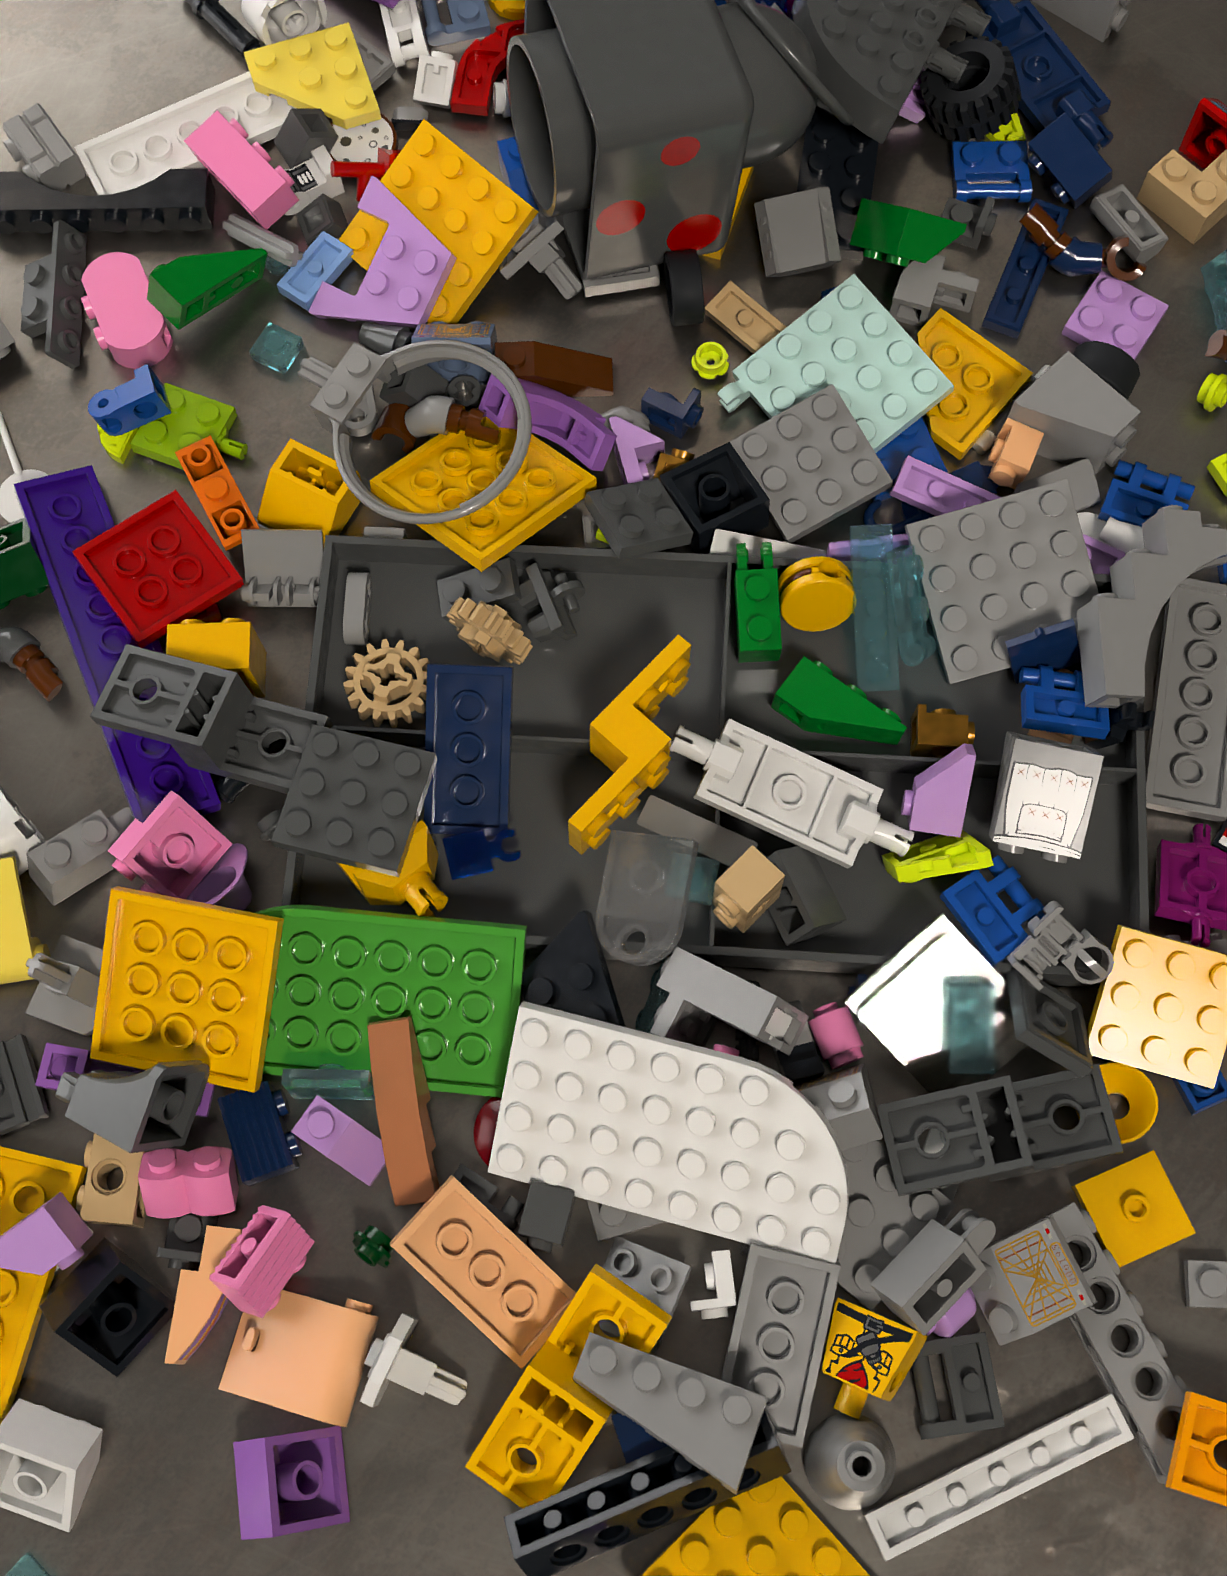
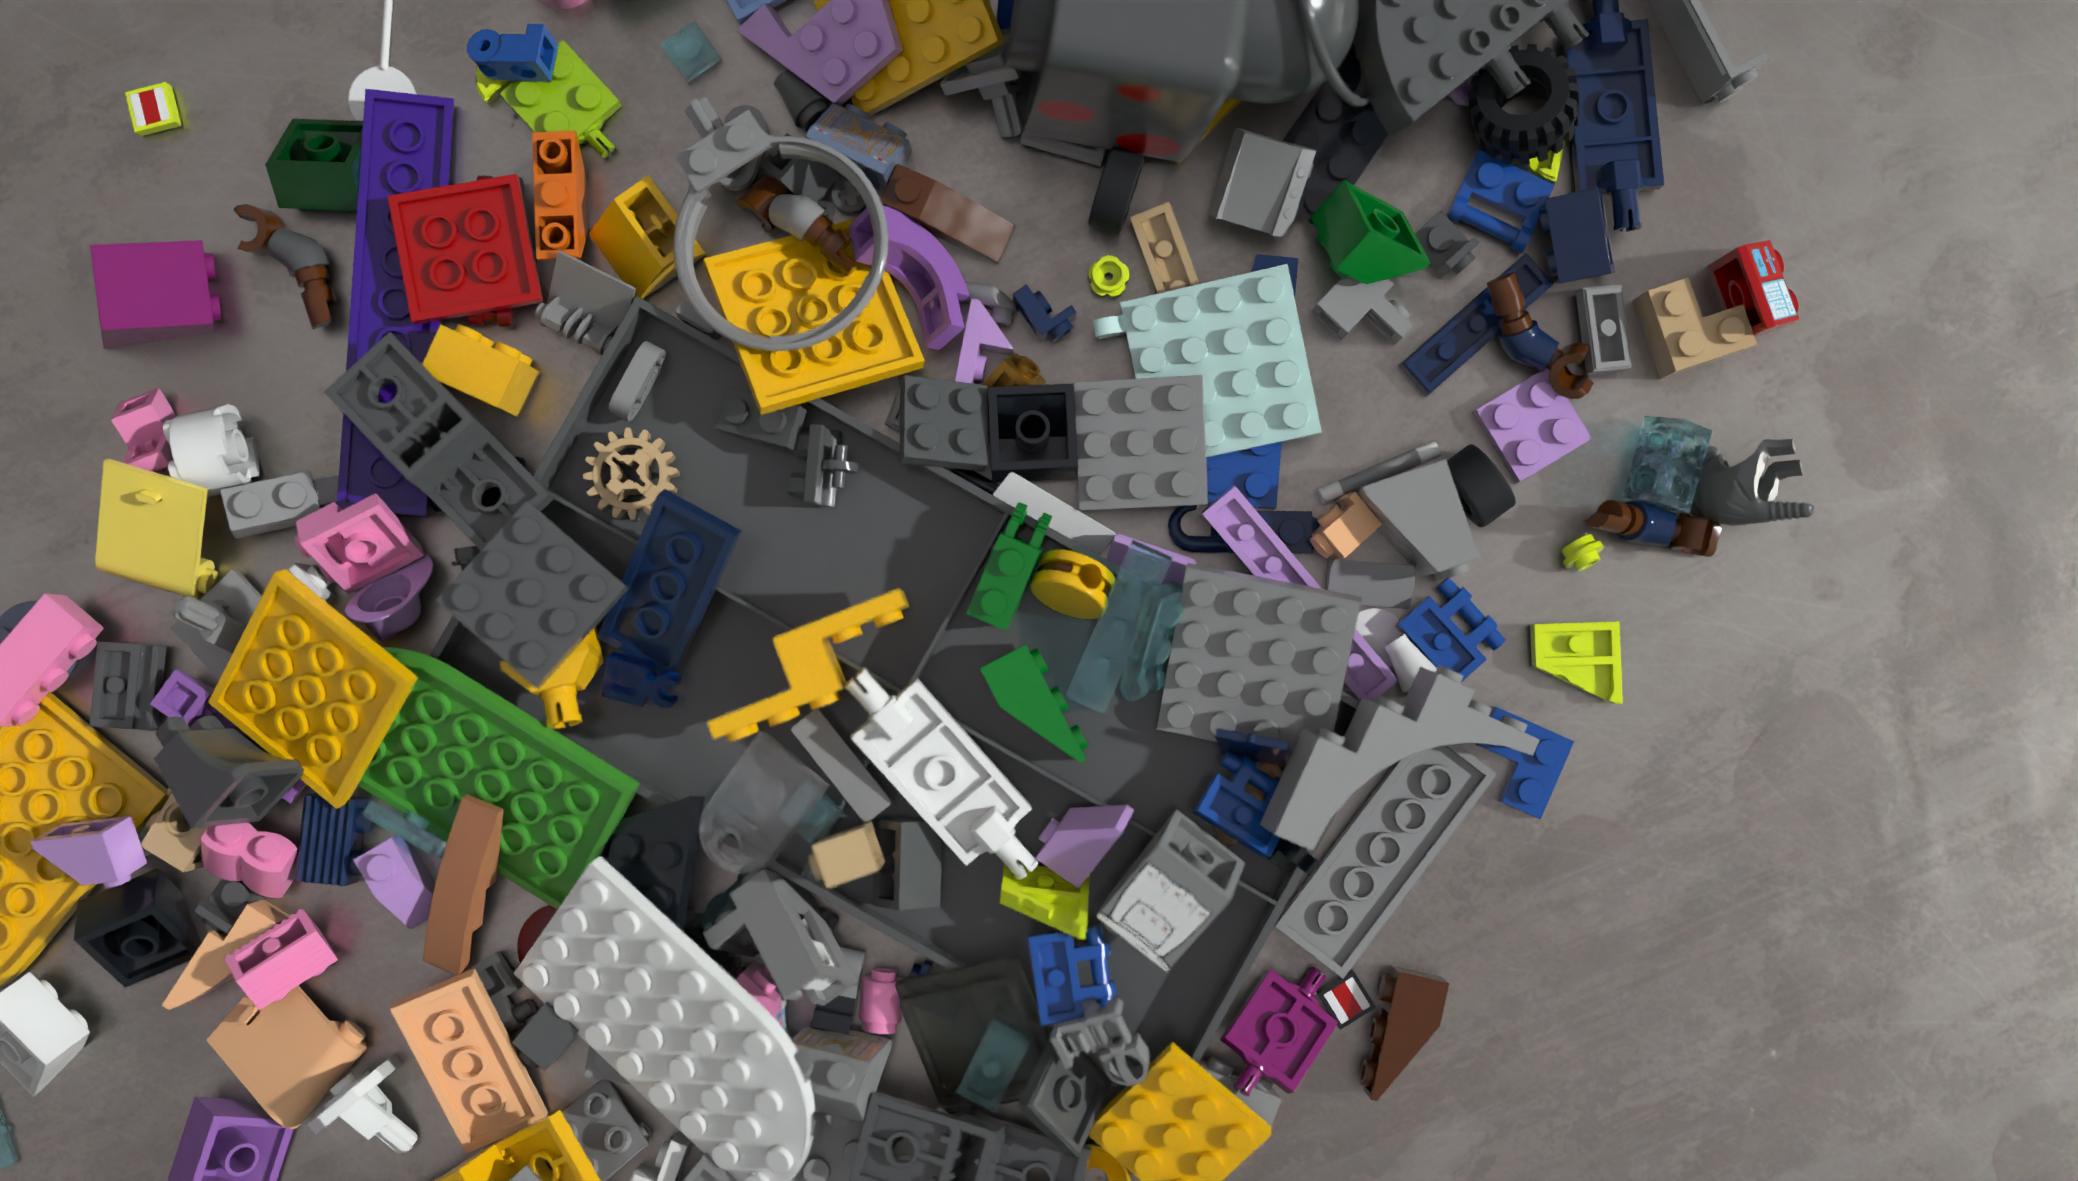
camera: 25 degrees right, 15 degrees up
(373, 1246) = (387, 986): dark green plate -> none
(489, 631) = (744, 473): tan gear -> none
(939, 732) = (1120, 774): pearl gold brick -> none
(982, 381) = (1355, 418): yellow plate -> none

